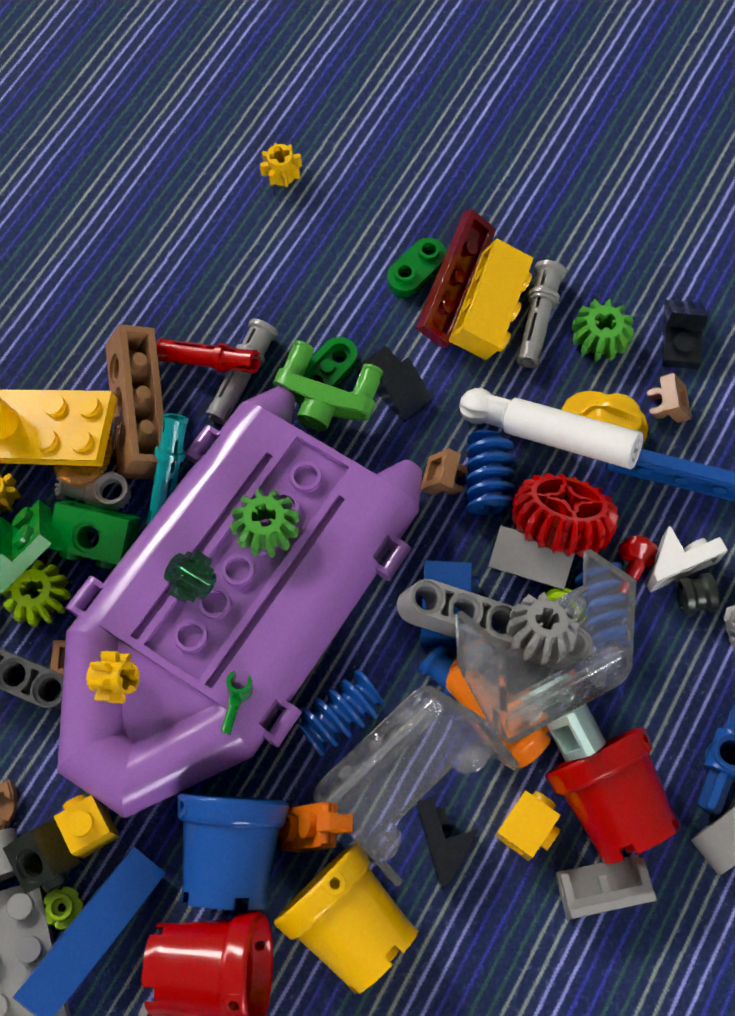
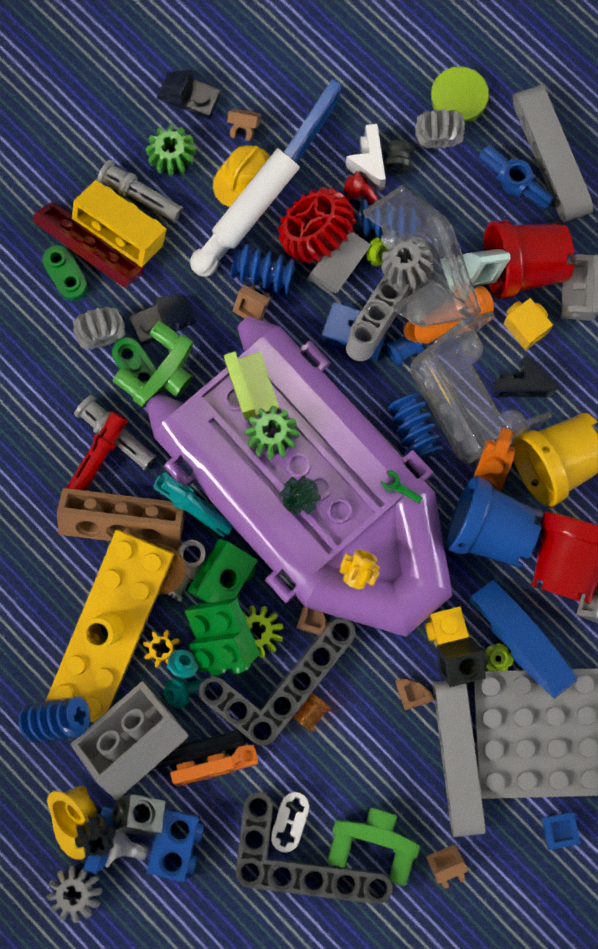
camera: 75 degrees left, 10 degrees up
(322, 481) = (251, 383): none -> lime panel
(356, 313) = (99, 328): none -> light grey gear

